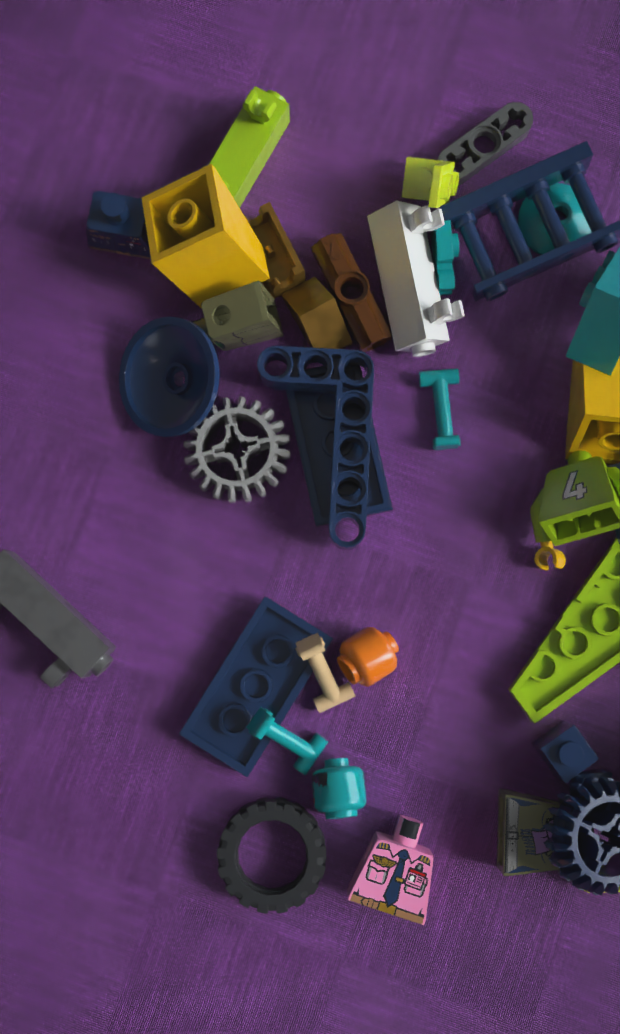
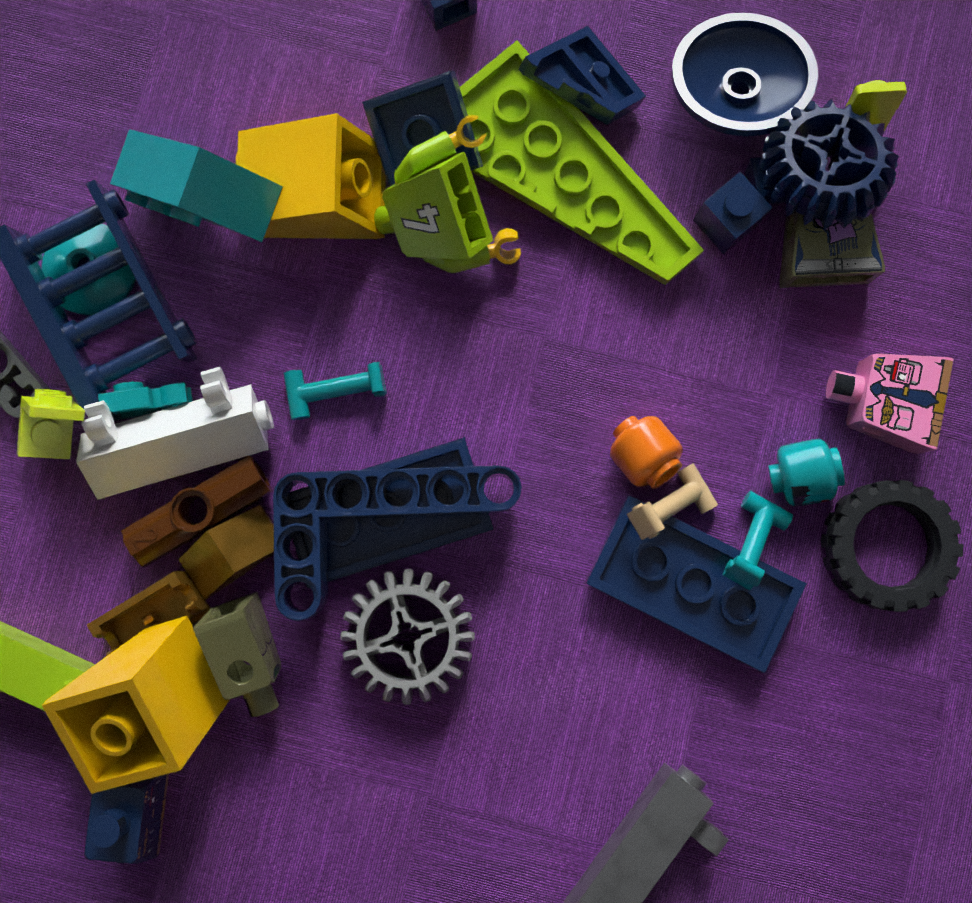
camera: 100 degrees left, 0 degrees up
(154, 375) = (322, 752): dark blue dish -> none

